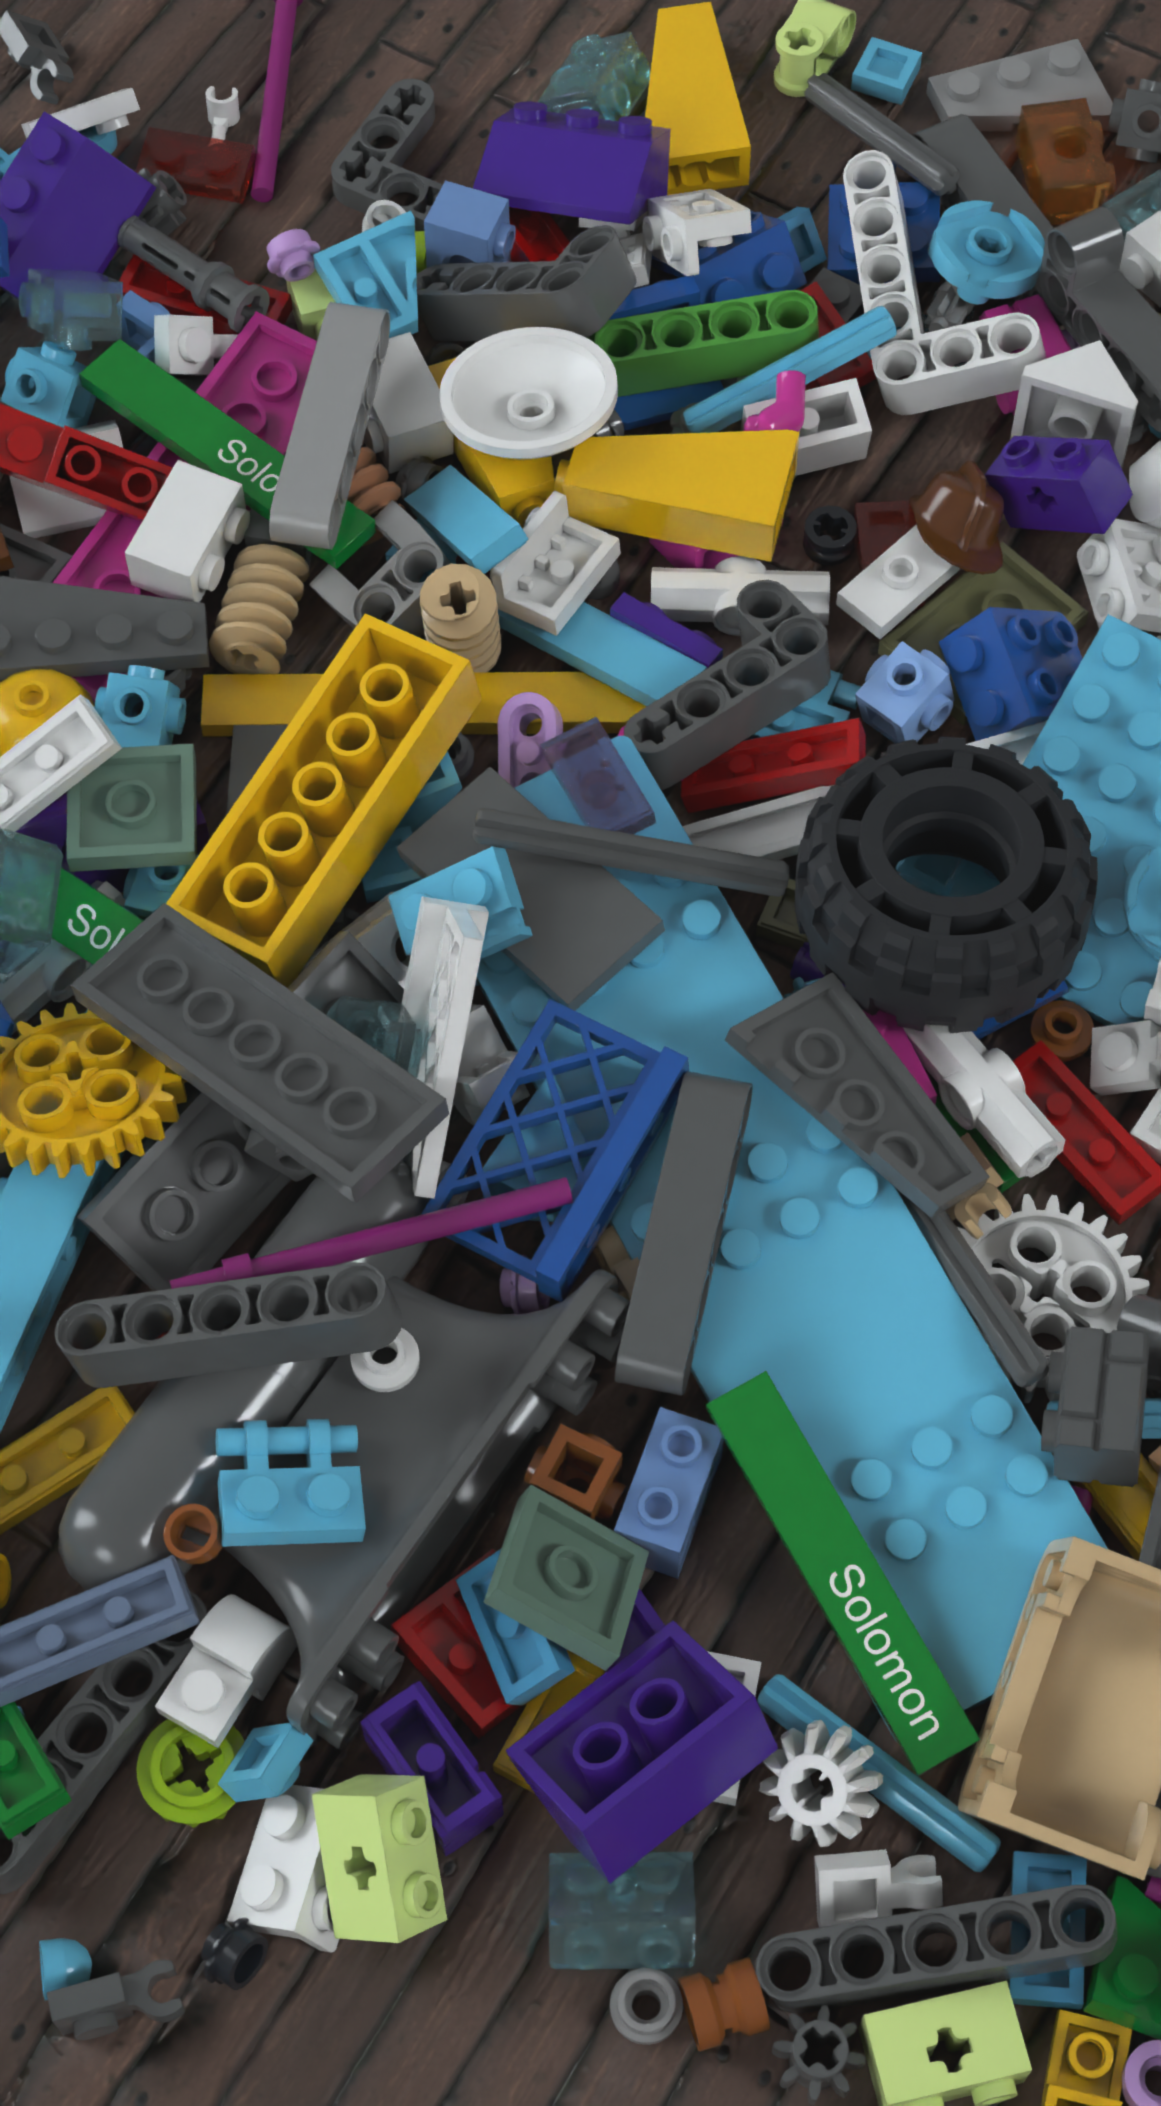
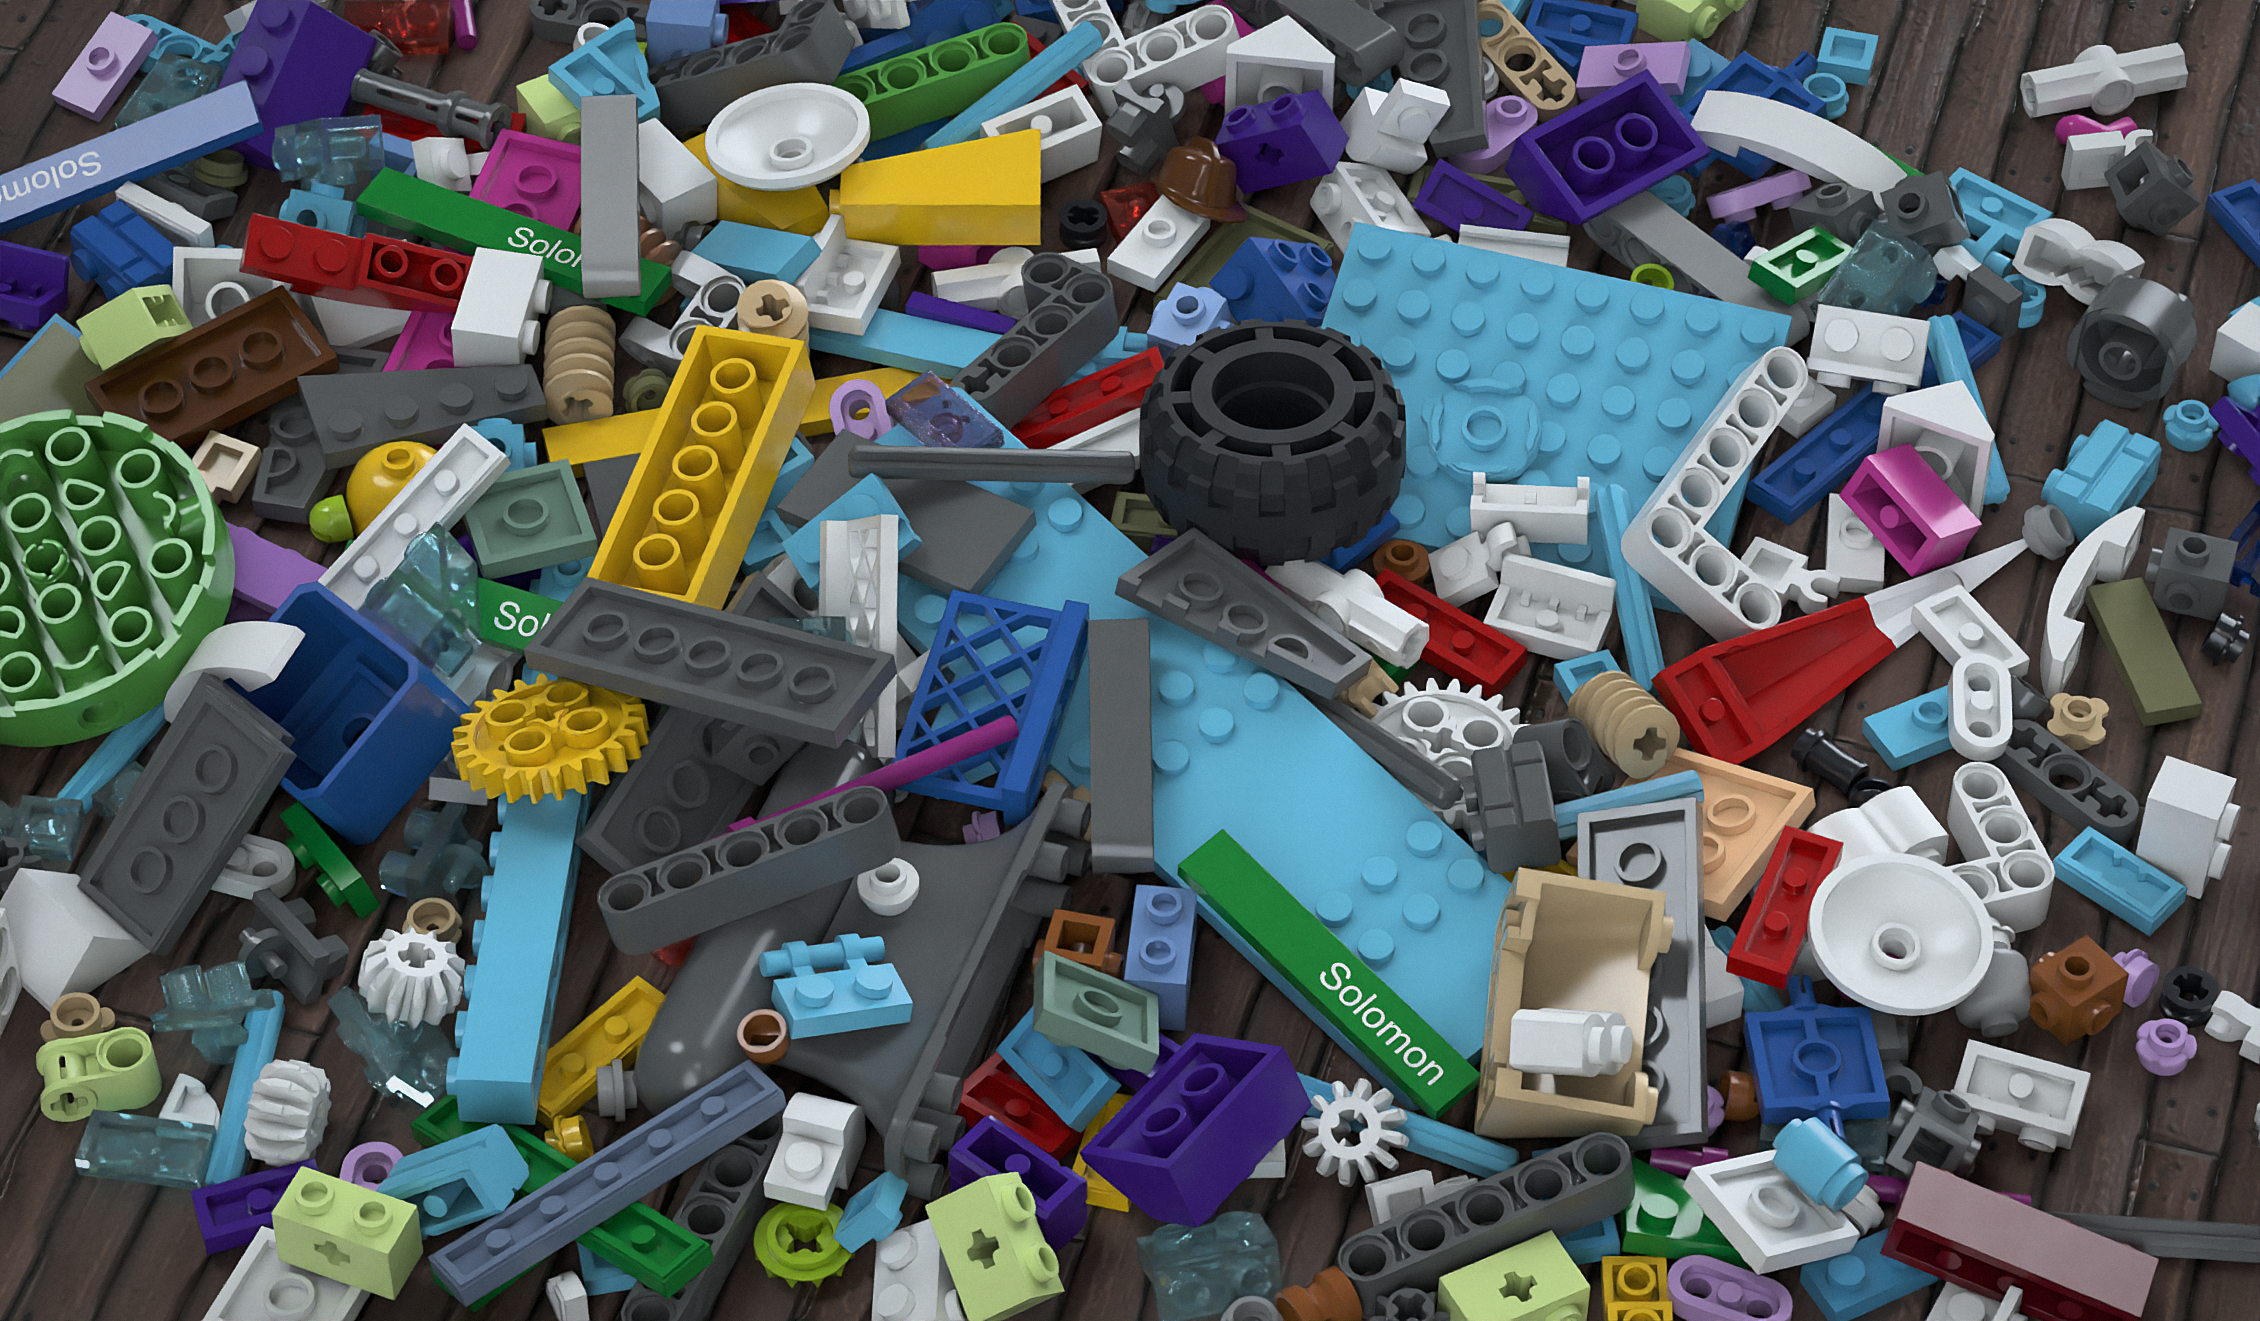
camera: 15 degrees left, 15 degrees down
(41, 1526) = (615, 1090): none -> light grey plate
(292, 255) = (525, 73): lavender plate -> none
(318, 650) = (637, 386): none -> olive plate
(789, 408) = (1022, 110): dark pink arm -> none
(920, 435) = (1145, 124): none -> dark grey hips
(1081, 1759) = (1569, 1042): none -> white brick

